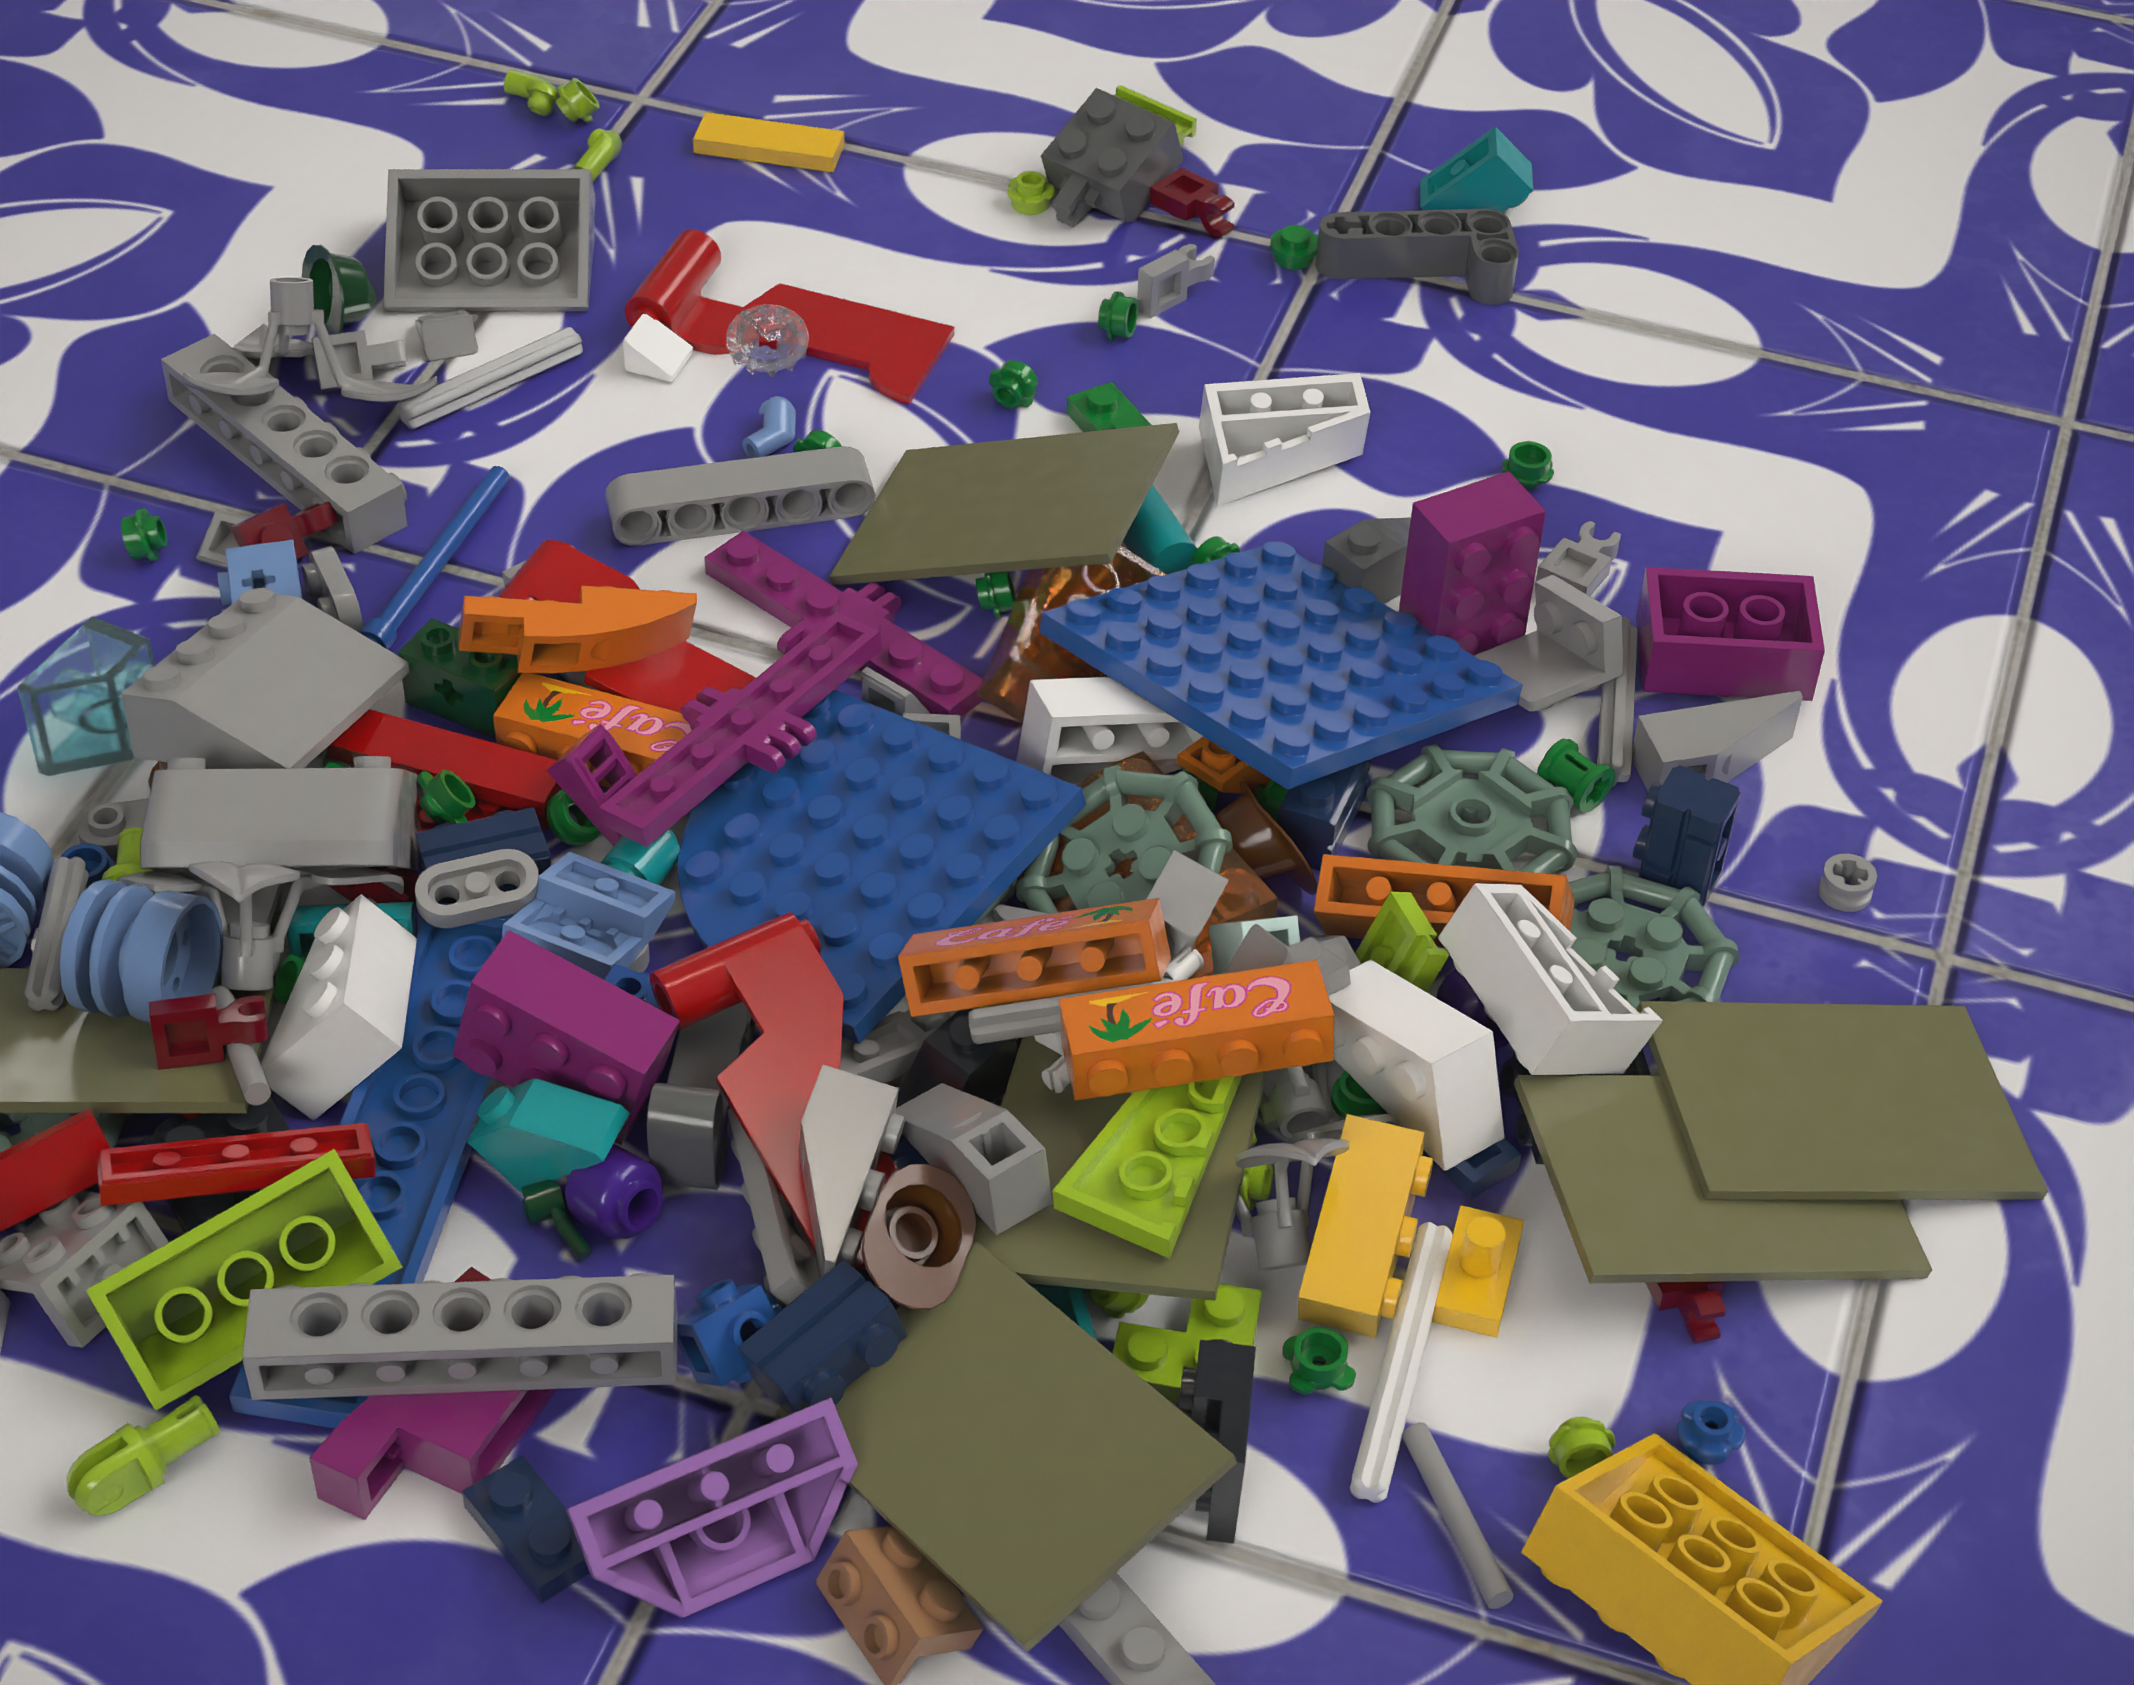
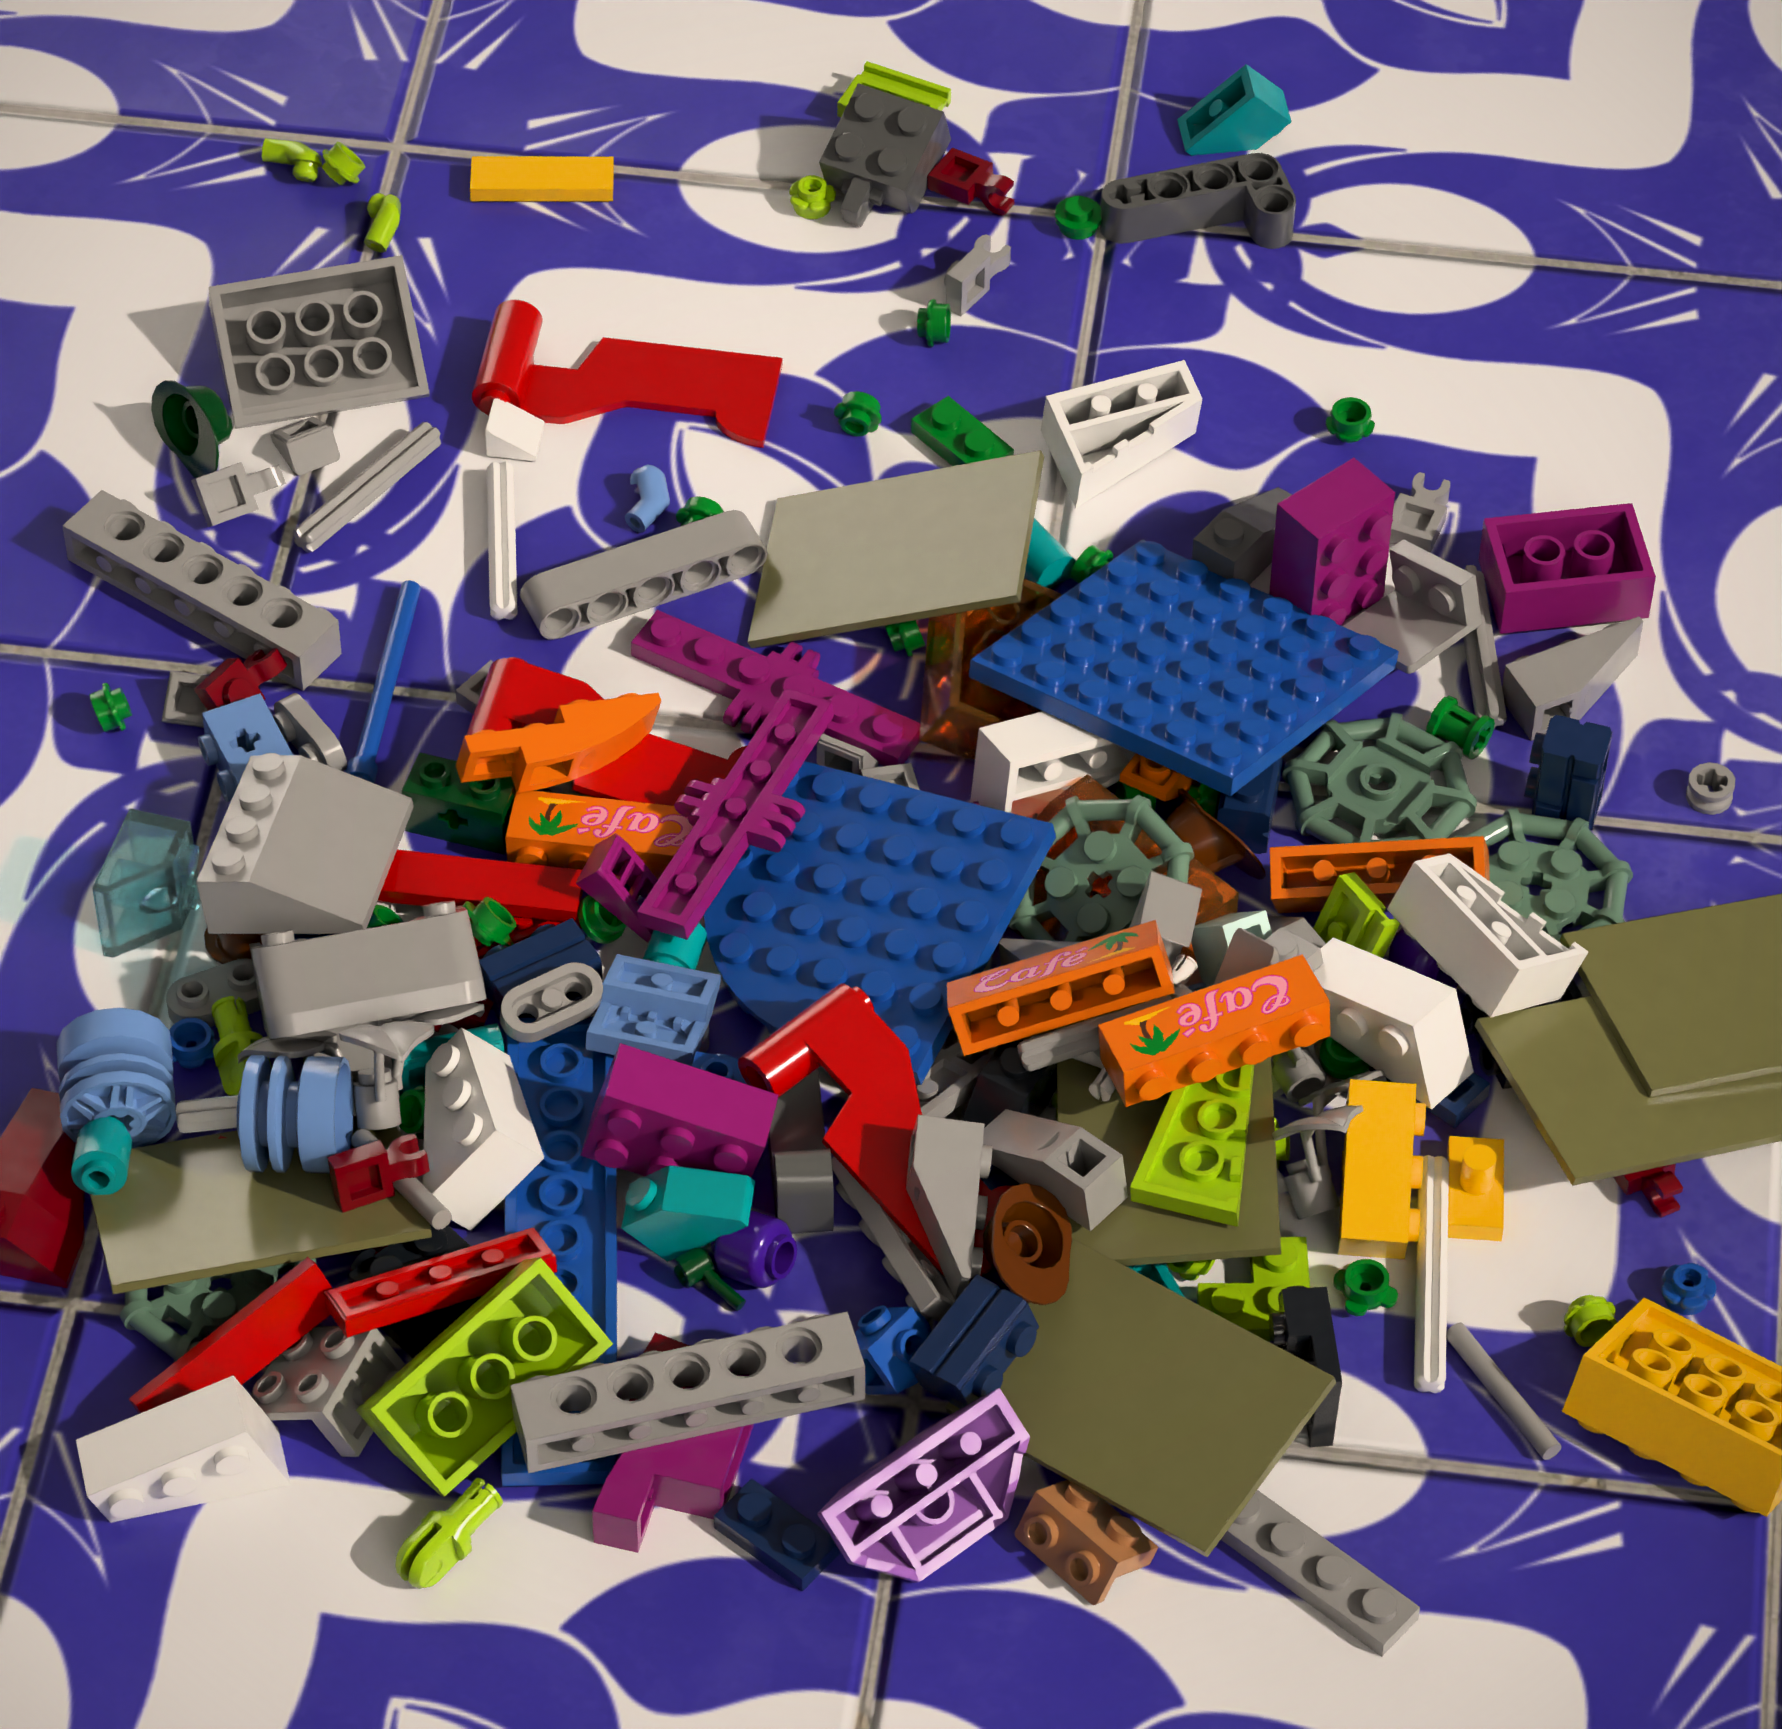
camera: 10 degrees left, 5 degrees up
(65, 885) = (203, 1106): light grey axle -> none
(290, 316) = (182, 468): light grey plant -> none
(607, 446) = (501, 541): none -> white axle
(772, 323) = (615, 385): clear gear -> none

